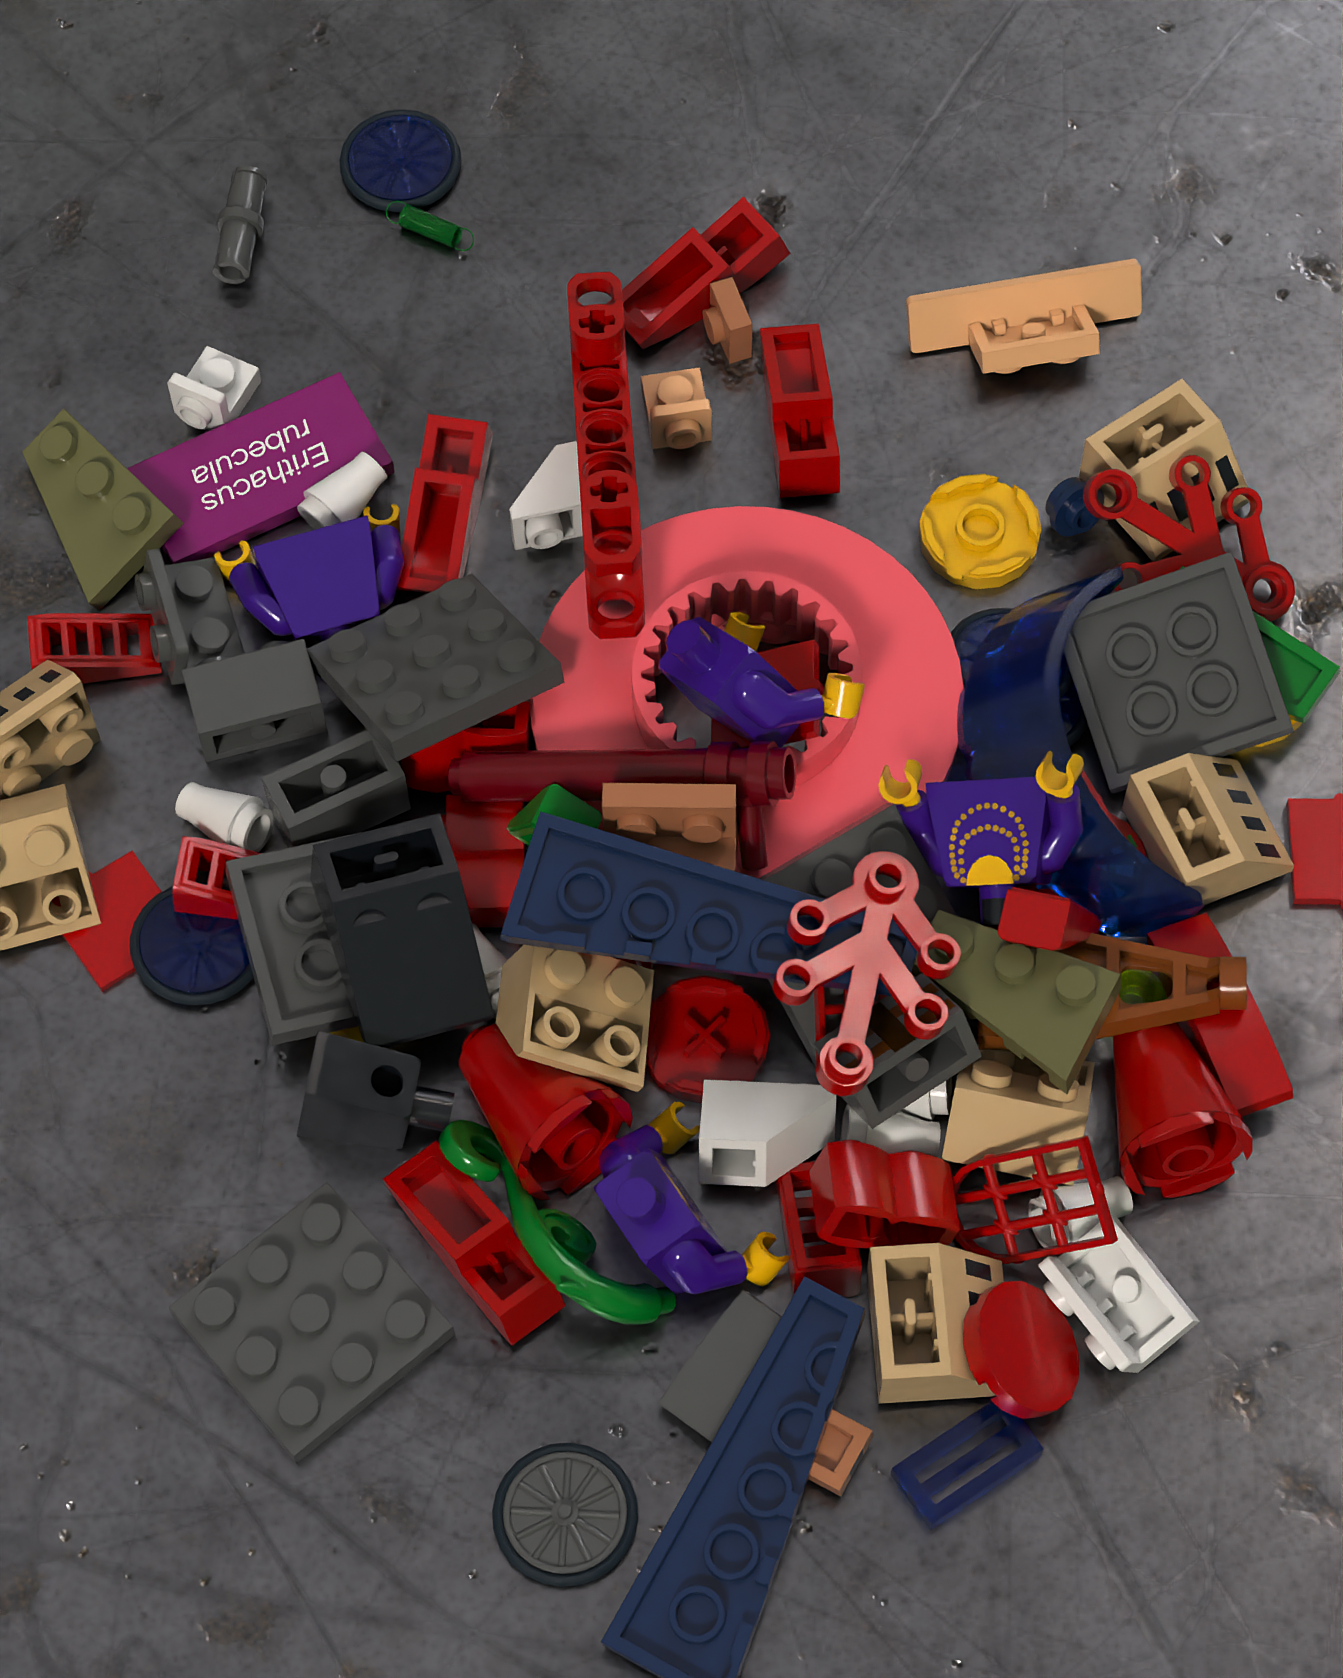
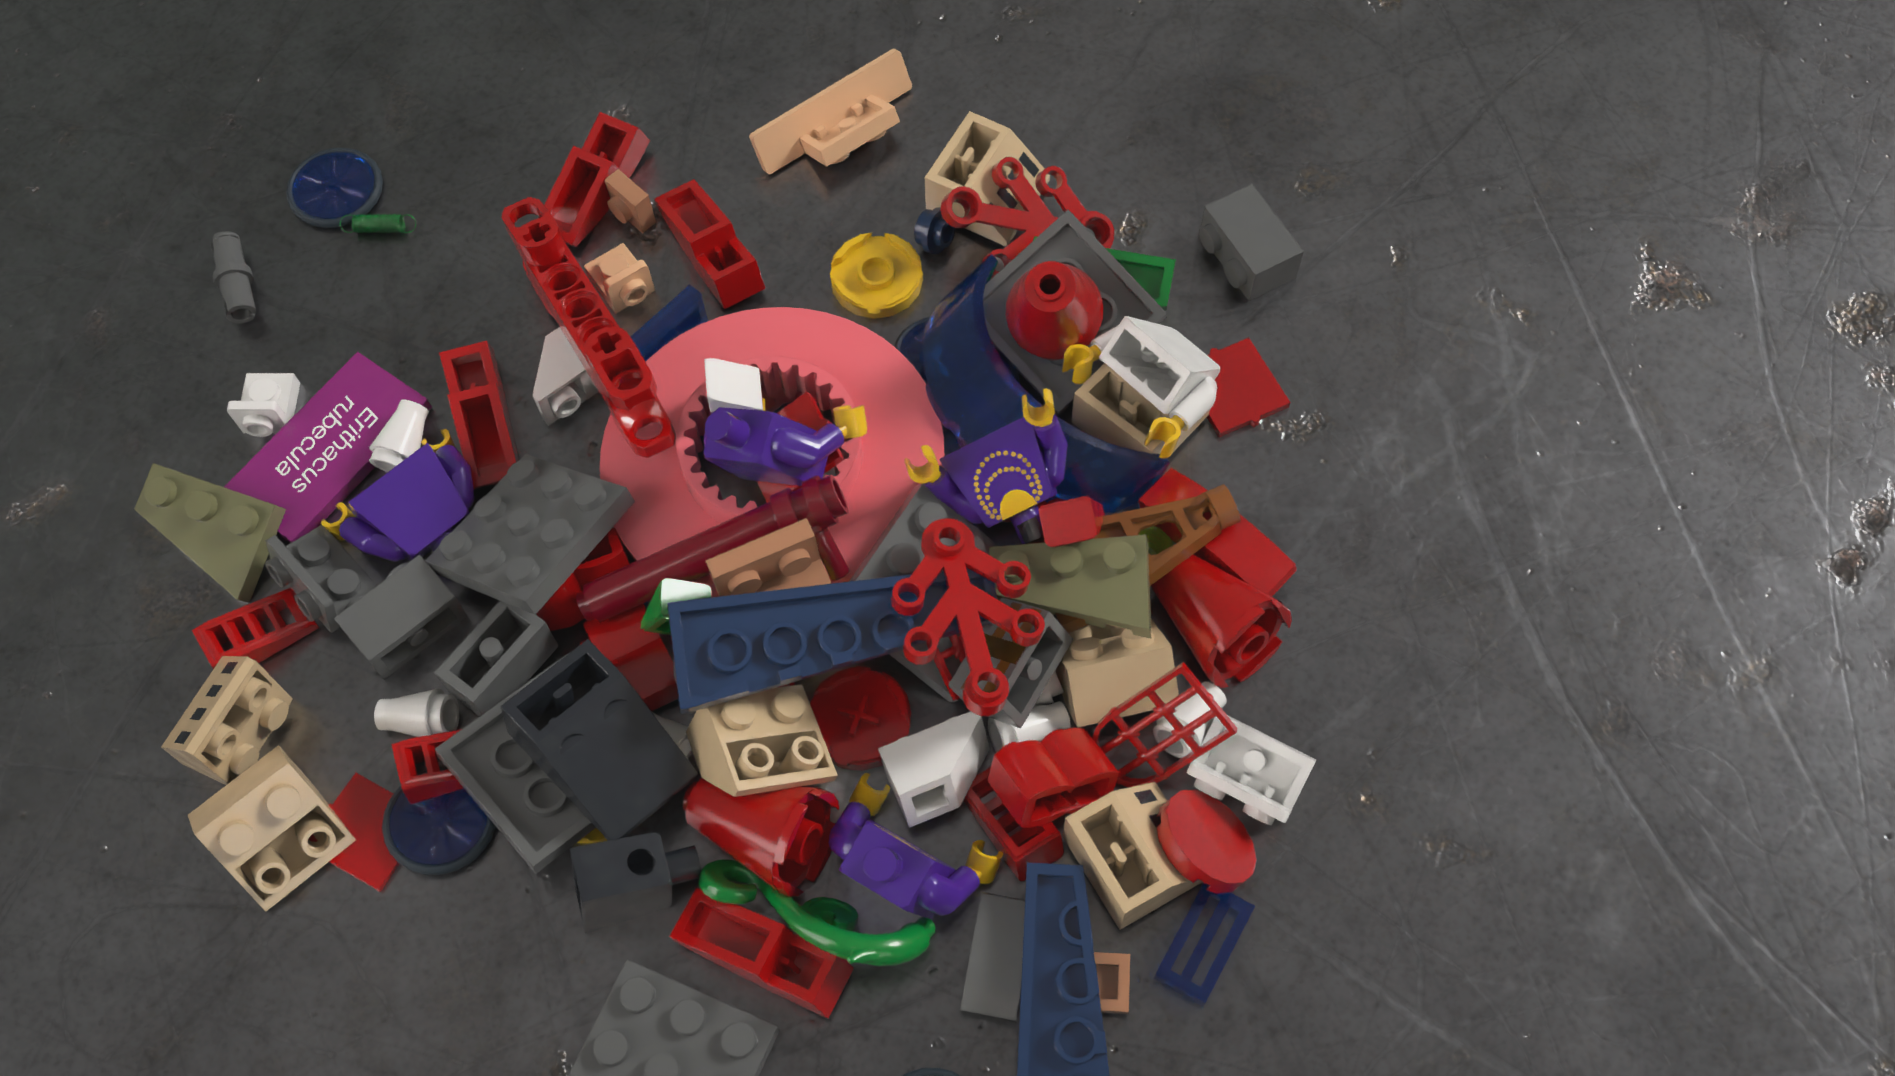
camera: 25 degrees left, 0 degrees up
(715, 486) = (675, 318): none -> clear blue tile
(731, 599) = (732, 385): none -> white slope
(1158, 666) = (1053, 309): none -> red cone
(1247, 790) = (1160, 367): none -> white torso

